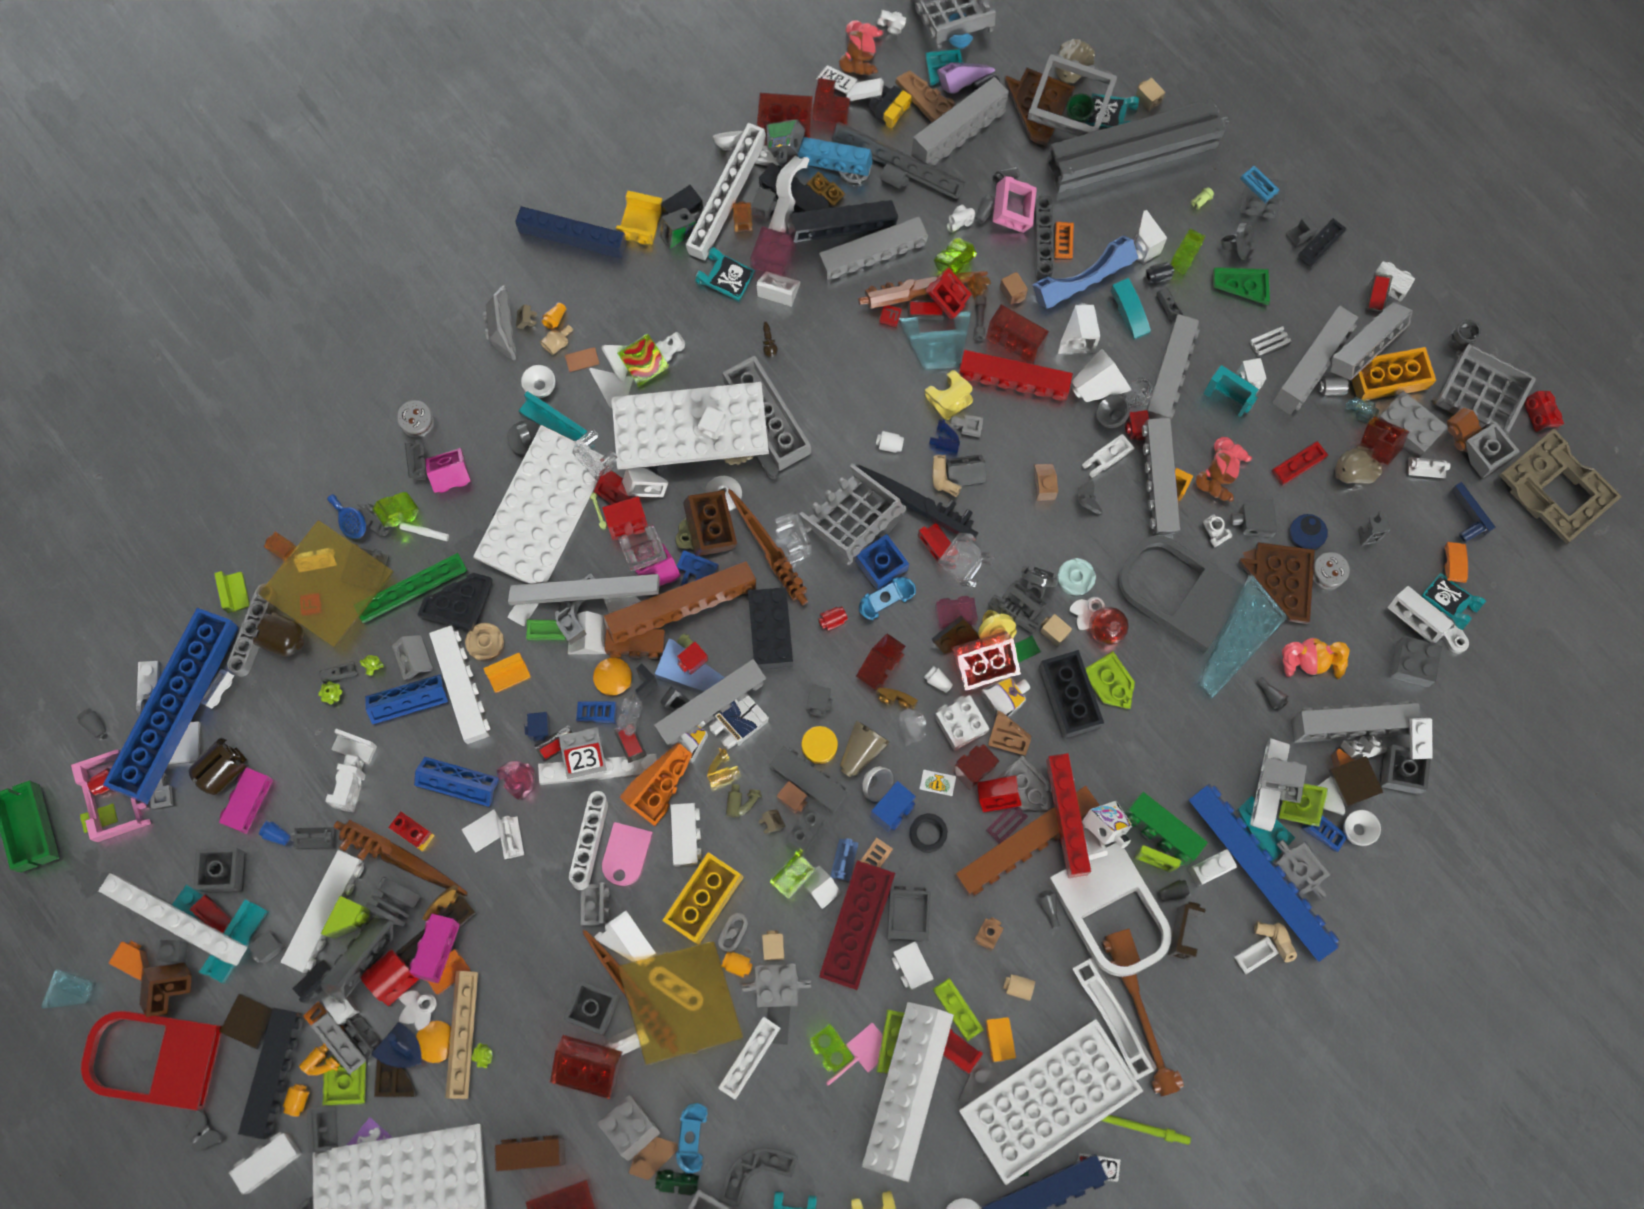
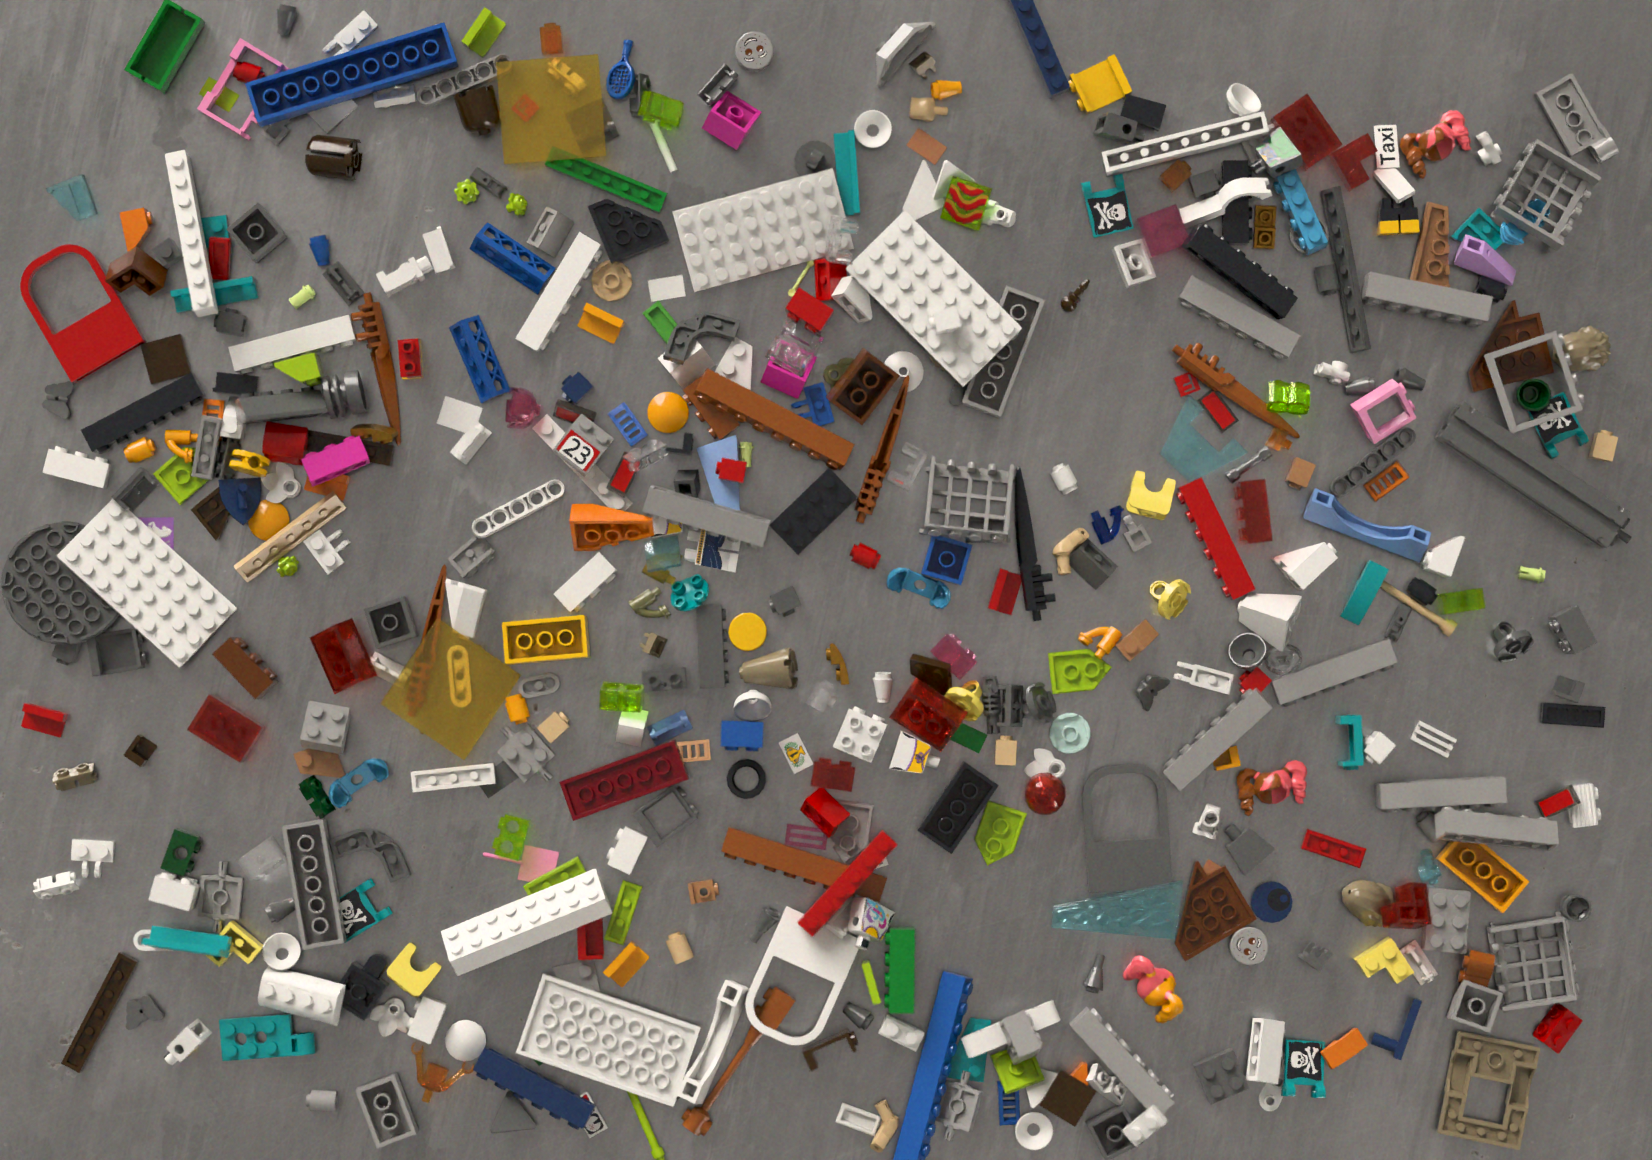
camera: 50 degrees right, 15 degrees up
(245, 800) = (326, 202): dark pink brick -> none
(296, 876) = (302, 296): none -> yellowish green pin
(379, 1019) = (250, 463): none -> yellow head
(495, 1017) = (324, 551): none -> white hinge
(584, 589) = (719, 329): light grey tile -> none
(626, 852) = (534, 546): bright pink tile -> none
(711, 760) = (662, 553): none -> clear light blue piece
(756, 764) = (689, 593): none -> teal dish
(792, 797) = (685, 645): nougat brick -> none
(880, 660) = (859, 627): clear red brick -> none
(949, 293) = (1244, 421): red brick -> none
(964, 559) = (1005, 627): clear panel -> none
(1009, 735) = (880, 782): medium nougat wing -> none
(1029, 496) = (1107, 643): none -> light orange plant
(1033, 432) = (1173, 598): none -> light yellow tile
(1034, 538) = (1076, 671): none -> lime tile
(1197, 275) = (1447, 626): none -> tan piece
(1244, 282) = (1473, 673): green wing -> none
(1257, 185) = (1572, 619): dark azure tile -> none
(1408, 484) = (1384, 955): none -> light yellow brick

